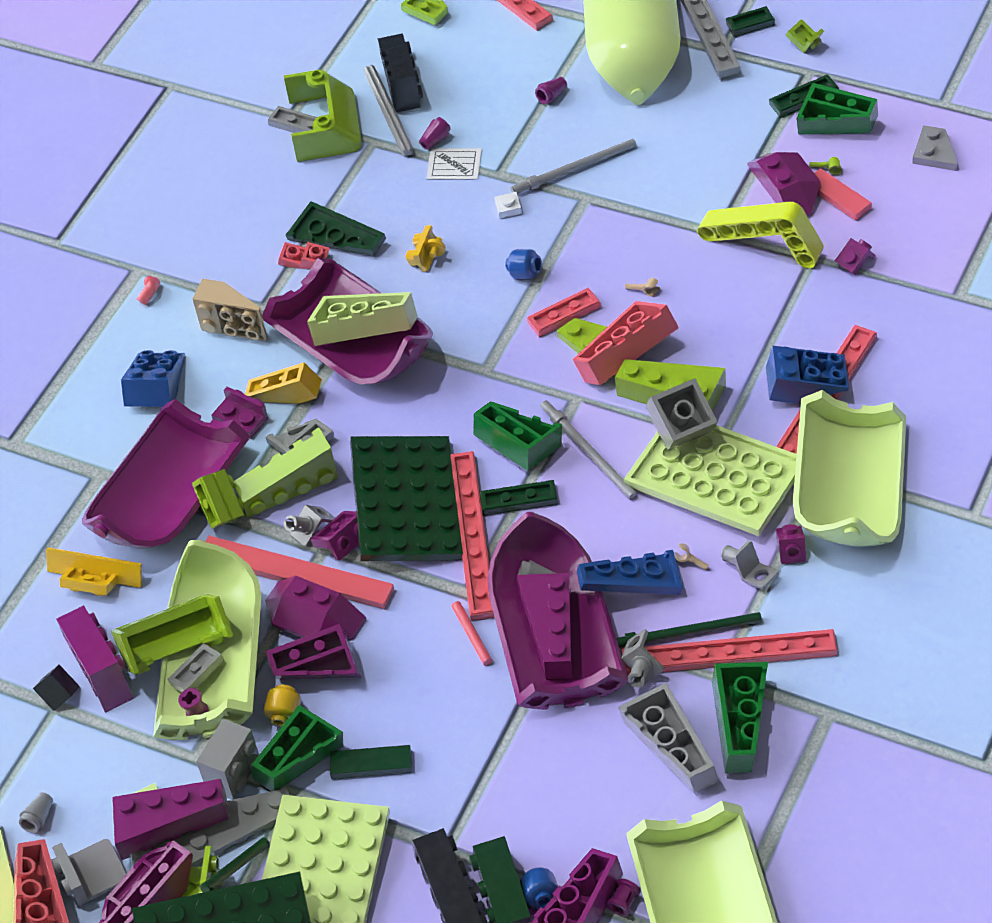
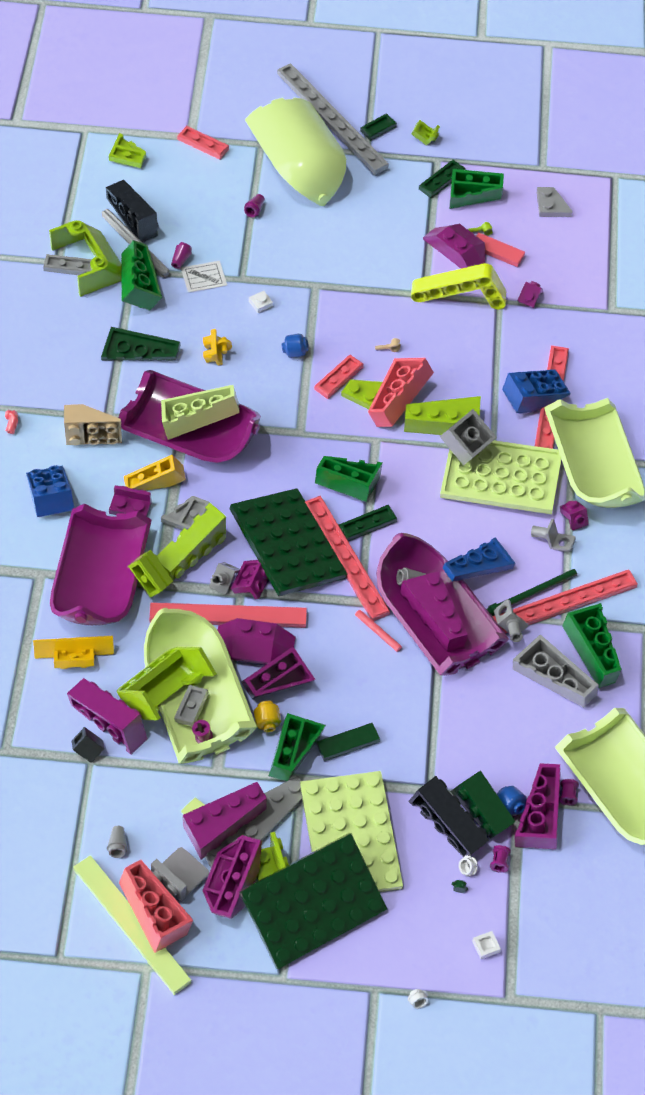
camera: 30 degrees left, 5 degrees up
(229, 757) = (250, 762): light grey brick -> none
(234, 865) = (292, 841): dark green bar -> none
(301, 257) = (122, 372): coral slope -> none
(368, 151) = (138, 277): none -> green wedge
(534, 182) = (273, 280): light grey bar -> none
(559, 417) = (372, 458): light grey bar -> none
(689, 557) = (507, 539): tan hand -> none

